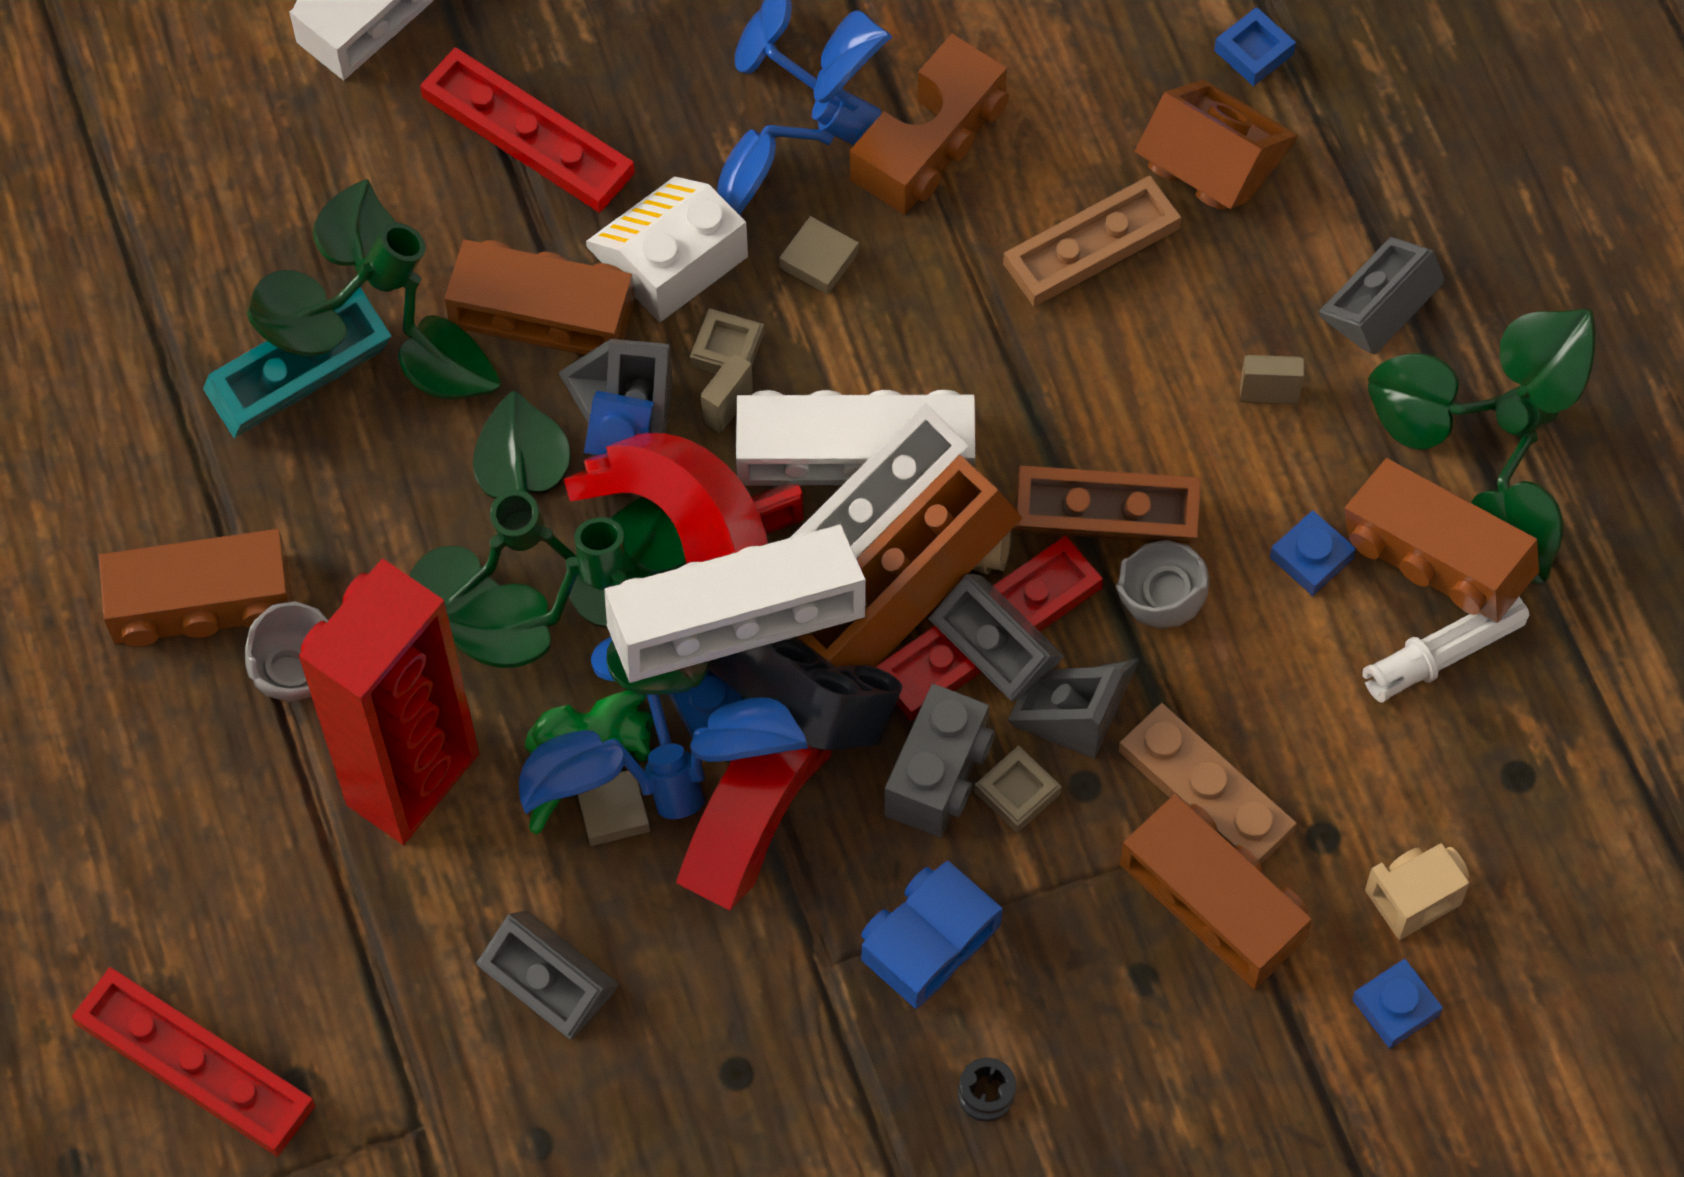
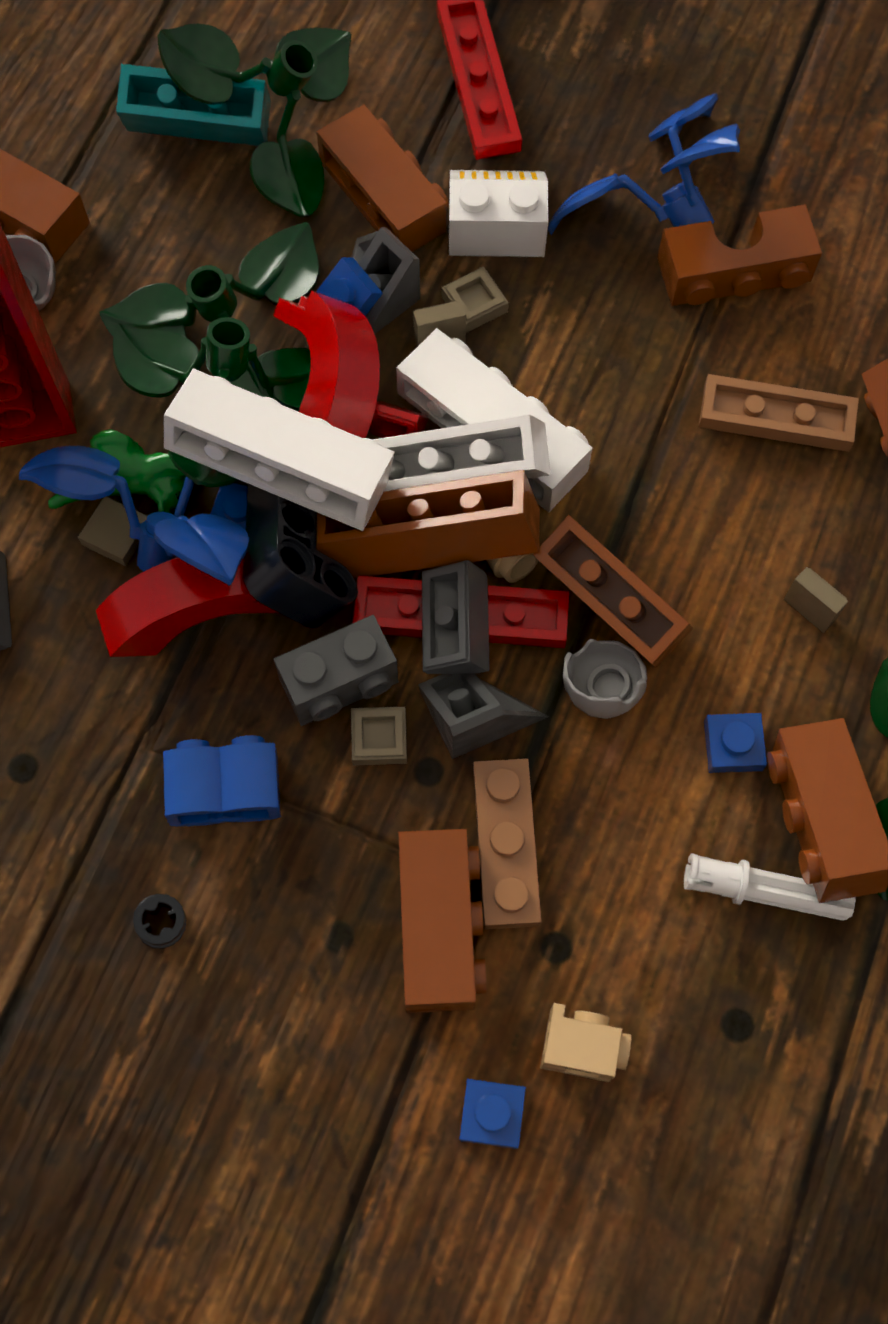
camera: 40 degrees right, 5 degrees up
(819, 255) = (588, 287): dark tan tile -> none

